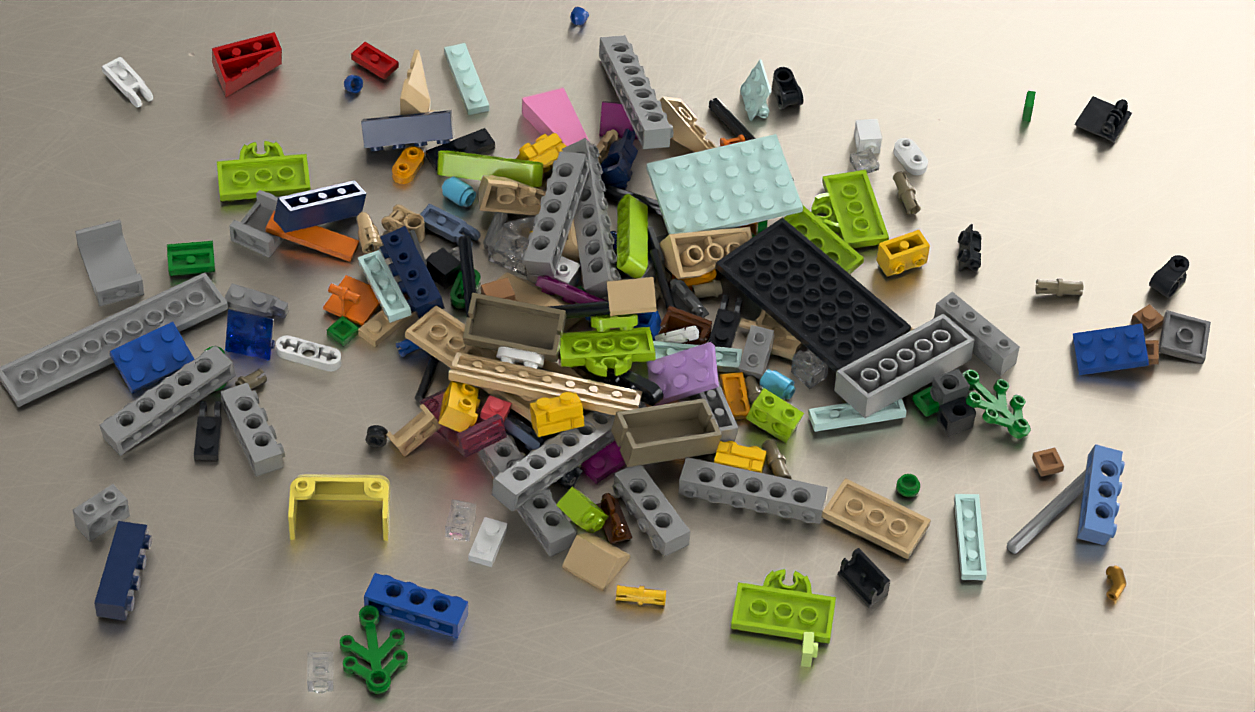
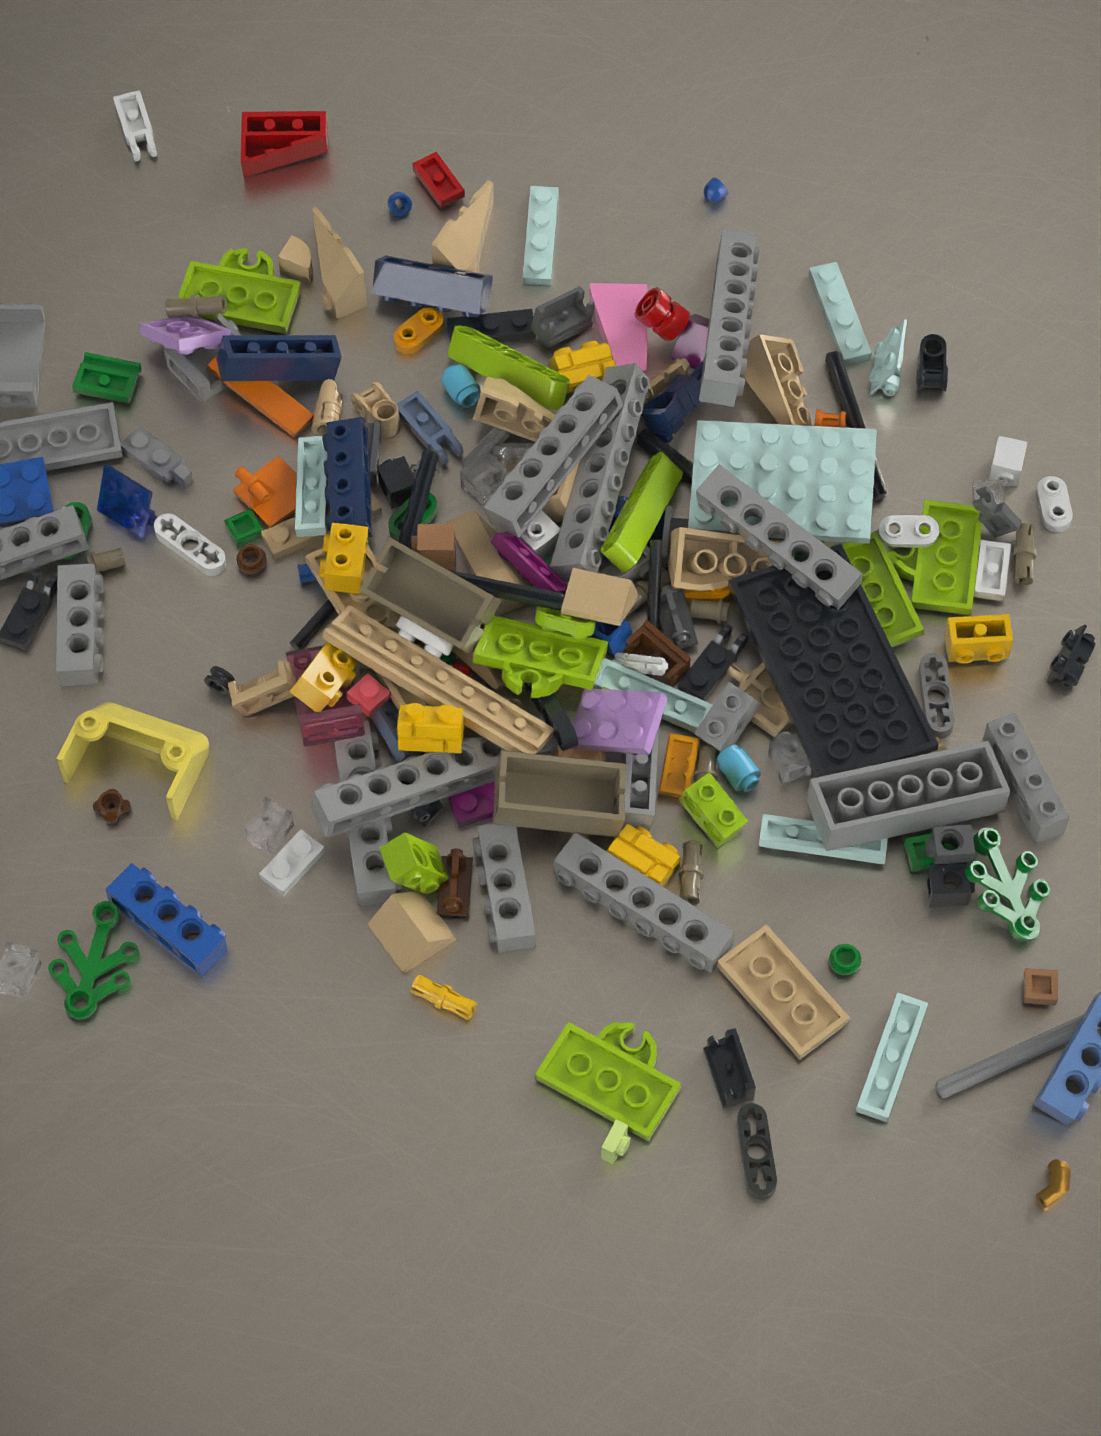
camera: 25 degrees right, 10 degrees up
(238, 189) = (195, 306): none -> dark tan pin
(241, 208) = (184, 333): none -> lavender plate
(297, 140) = (296, 260): none -> tan brick
(333, 138) = (340, 272): none -> tan wedge
(336, 538) = (107, 798): none -> reddish brown plate
(359, 349) = (251, 552): none -> reddish brown plate
(438, 322) = (345, 558): none -> yellow brick
(511, 127) = (562, 317): none -> dark grey hinge
(585, 103) = (665, 317): none -> red wheel
(704, 73) = (840, 313): none -> light aqua plate
(735, 211) = (723, 485): none -> light grey brick
(824, 197) = (908, 531): none -> white plate
(877, 173) = (995, 517): none -> dark grey plate
(888, 291) = (942, 684): none -> light grey beam
(890, 209) = (992, 570): none -> white plate
(906, 636) = (762, 1127): none -> pearl dark grey beam

